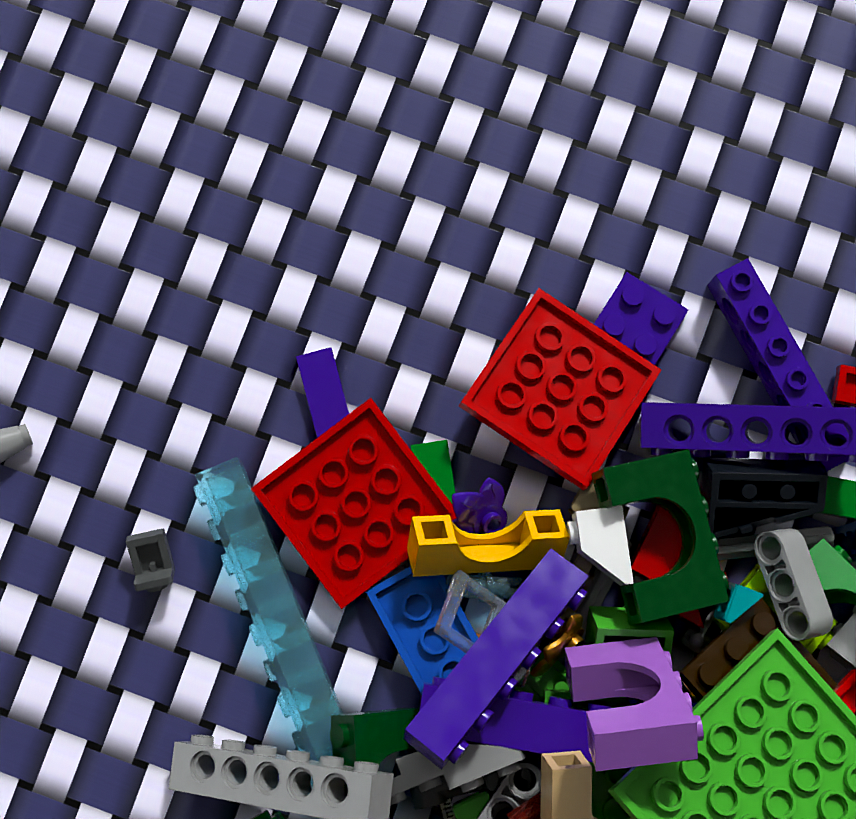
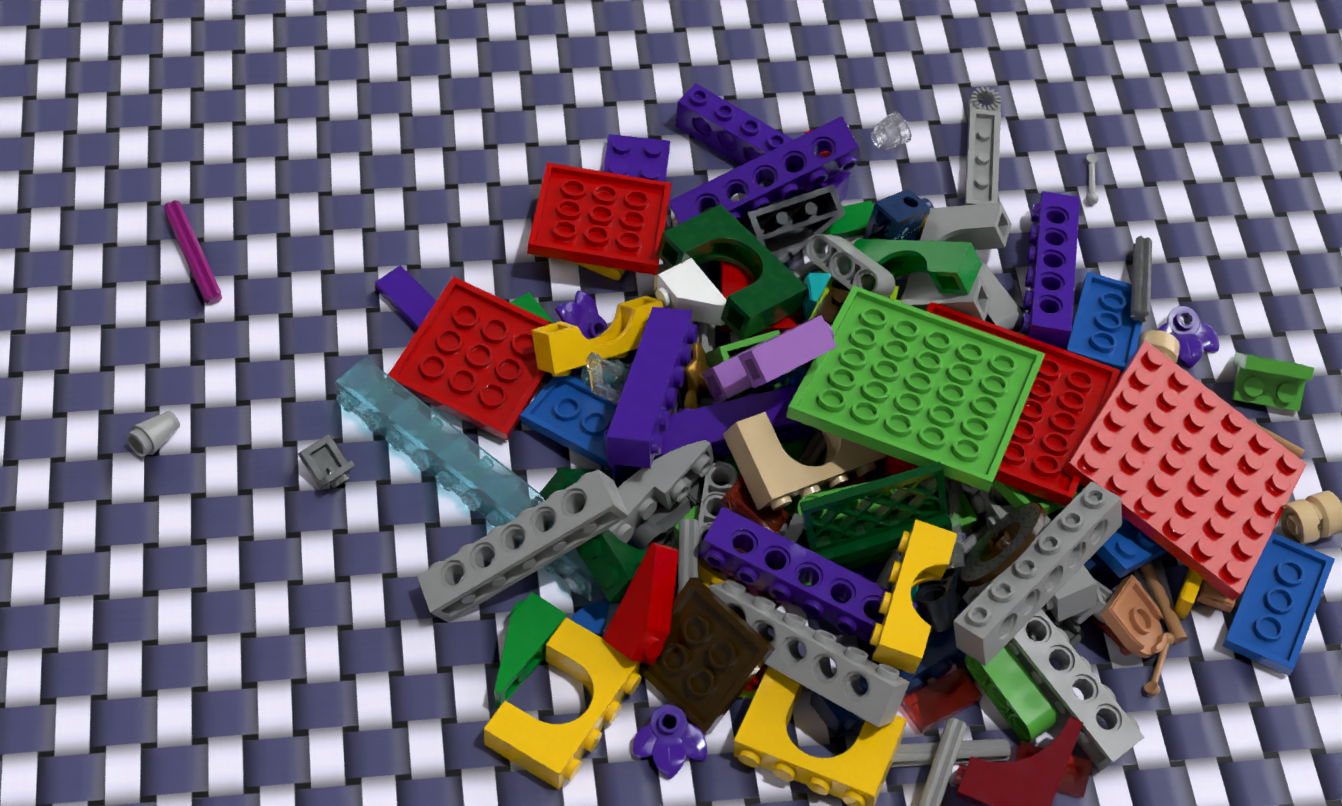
camera: 30 degrees left, 25 degrees down
(132, 235) = (192, 252): none -> magenta axle

